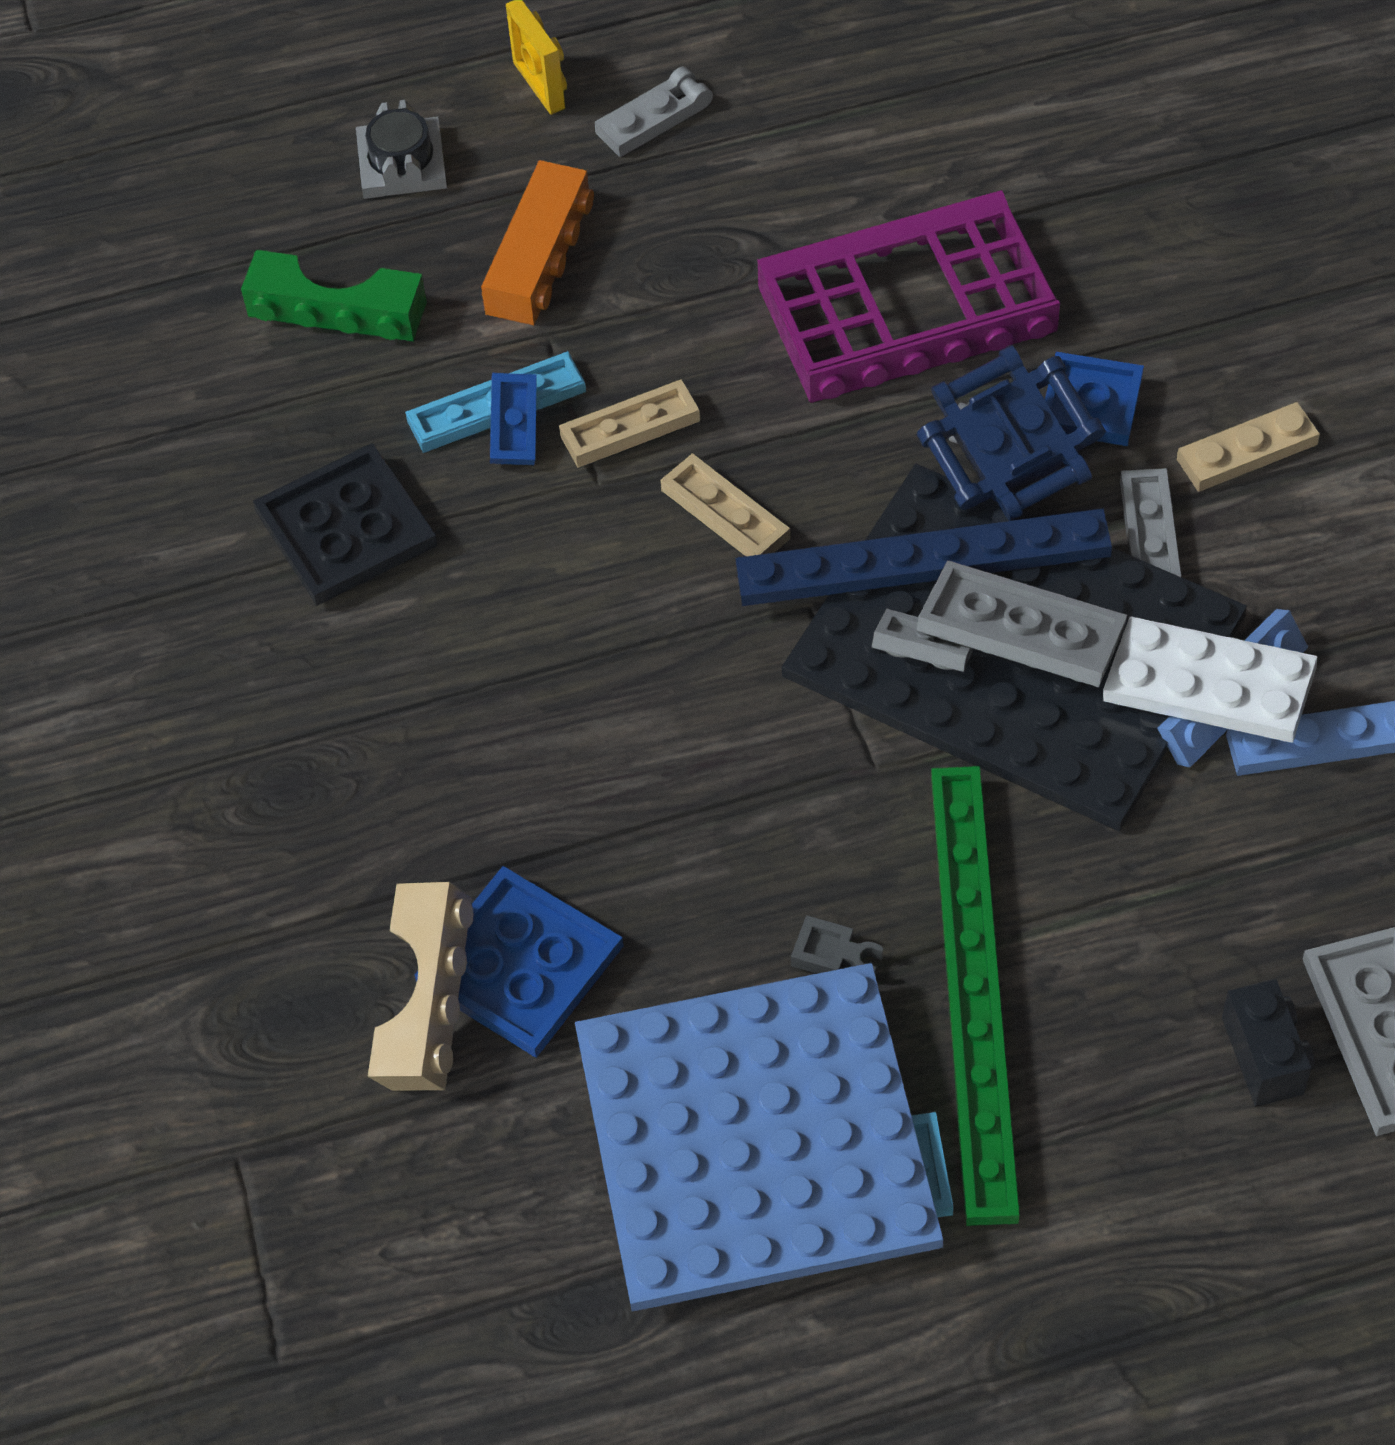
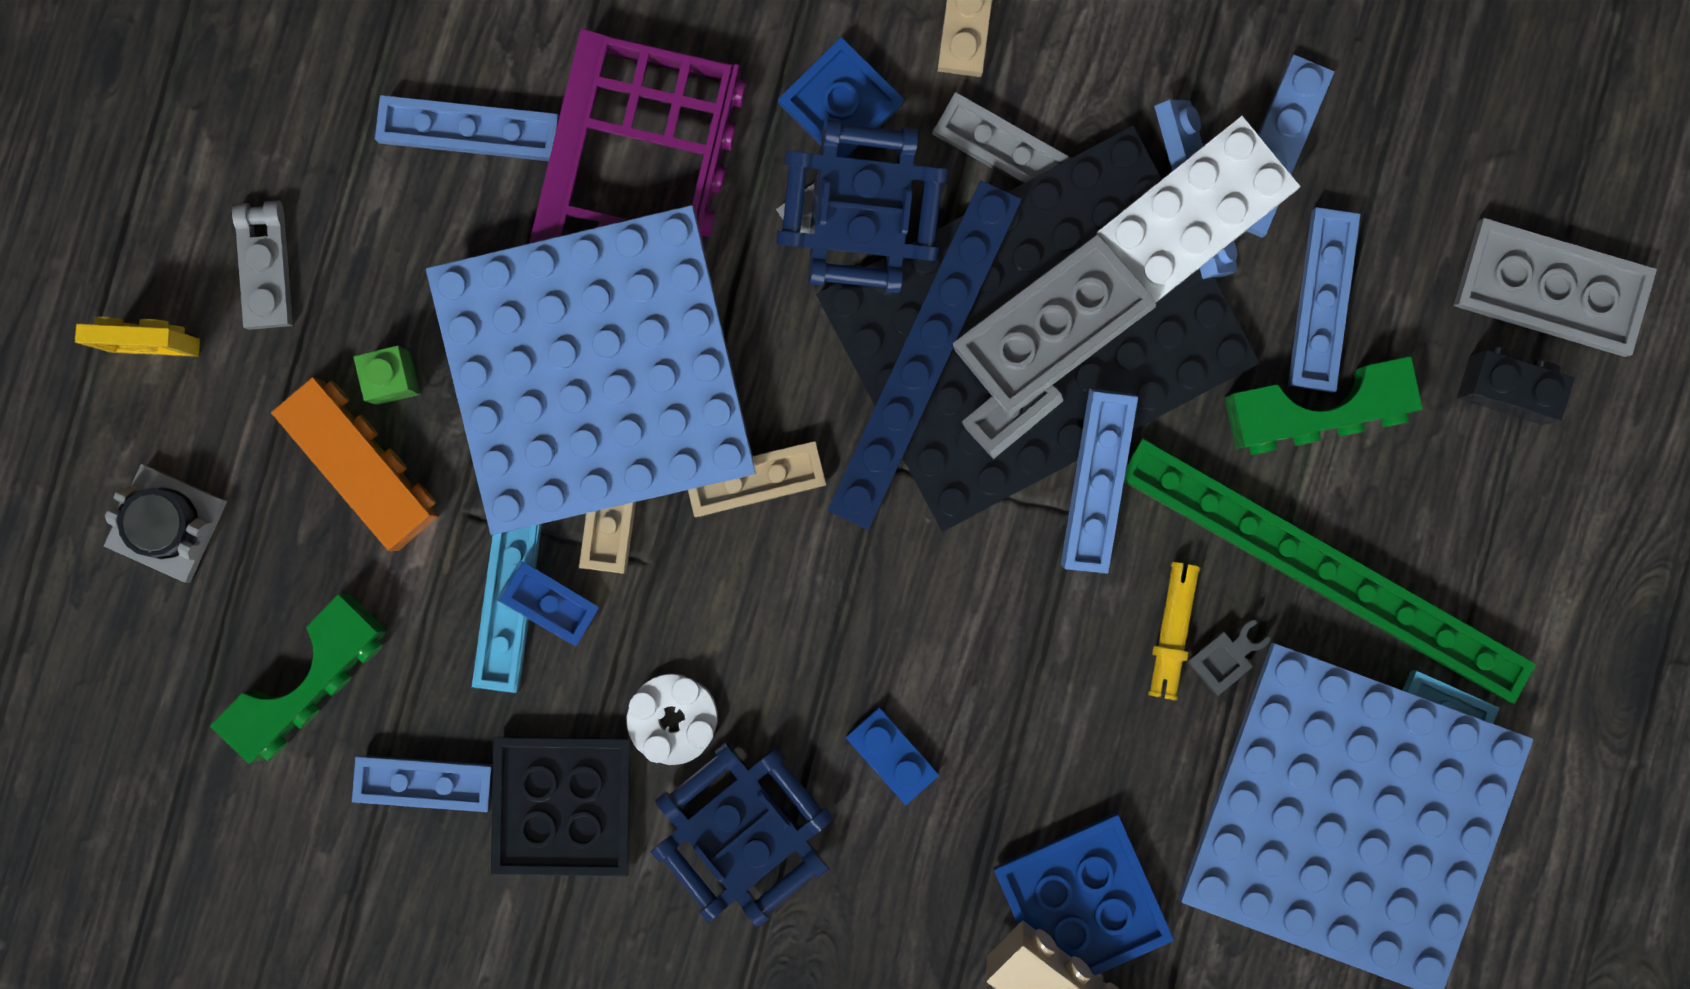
camera: 60 degrees left, 30 degrees up
(298, 418) = (422, 783): none -> medium blue plate
(407, 659) = (742, 834): none -> dark blue brick
(474, 542) = (649, 707): none -> white plate
(554, 742) = (892, 756): none -> blue plate
(624, 222) = (386, 375): none -> bright green brick
(730, 341) = (591, 370): none -> medium blue plate
(824, 894) = (1174, 631): none -> yellow pin
(860, 167) = (465, 128): none -> medium blue plate
(914, 747) = (1099, 480): none -> medium blue plate
(1167, 934) = (1376, 393): none -> green arch
(1218, 844) = (1324, 300): none -> medium blue plate

